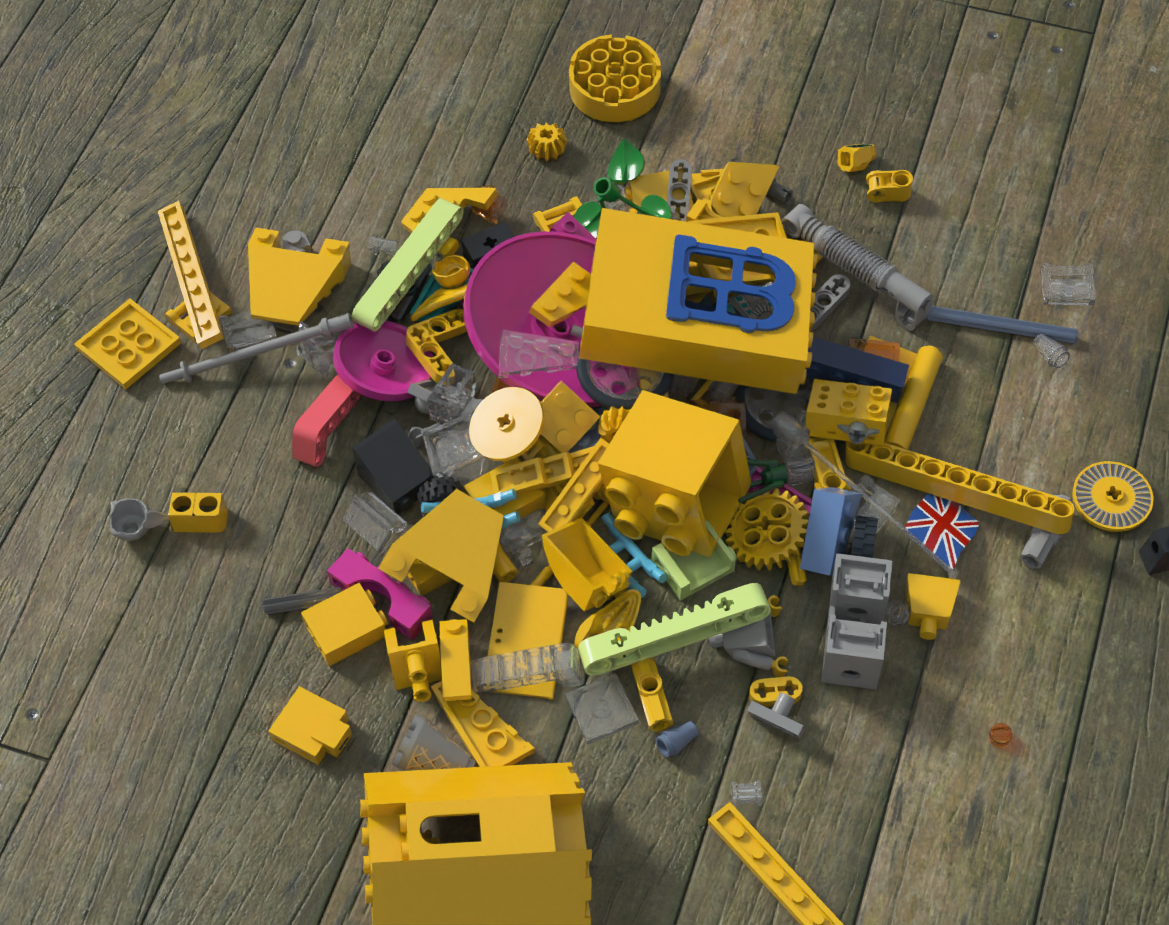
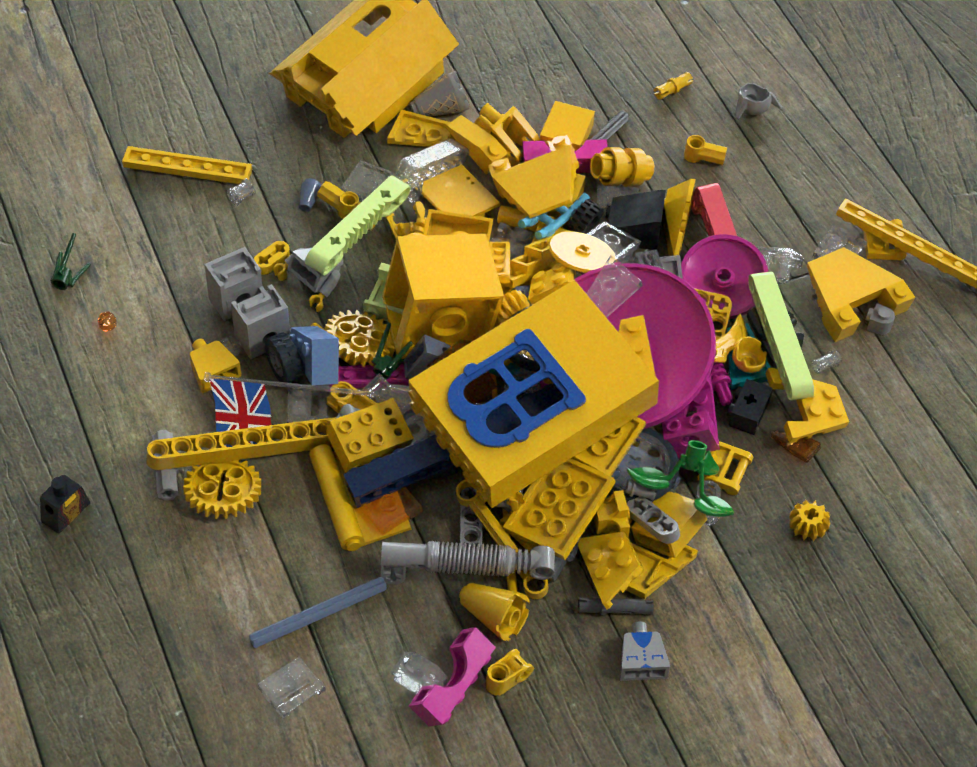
camera: 135 degrees right, 5 degrees down
(127, 343) = (898, 191): yellow plate -> none
(162, 603) = (673, 85): none -> yellow pin
(203, 521) = (729, 135): yellow piece -> none
(242, 503) = (697, 150): none -> yellow piece
(311, 727) = (525, 76): yellow piece -> none
(326, 327) = (777, 256): light grey bar -> none
(336, 444) = (676, 214): none -> yellow wedge
(349, 525) = (619, 166): none -> yellow piece
(615, 78) = (819, 608): yellow brick -> none
(776, 135) = (643, 655): none -> light grey torso
(778, 715) = (256, 237): light grey tile -> none
(856, 157) = (558, 683): yellow rock -> none
(860, 220) = (496, 608): none -> yellow cone
(958, 195) = (469, 653): none -> dark pink arch
(962, 229) = (416, 671): none -> clear slope
(990, 461) = (239, 489): none -> yellow gear
(1015, 819) = (62, 275): none -> dark green plant
(1053, 352) = (260, 610): clear cone -> none
(1102, 511) = (129, 542): piece -> none

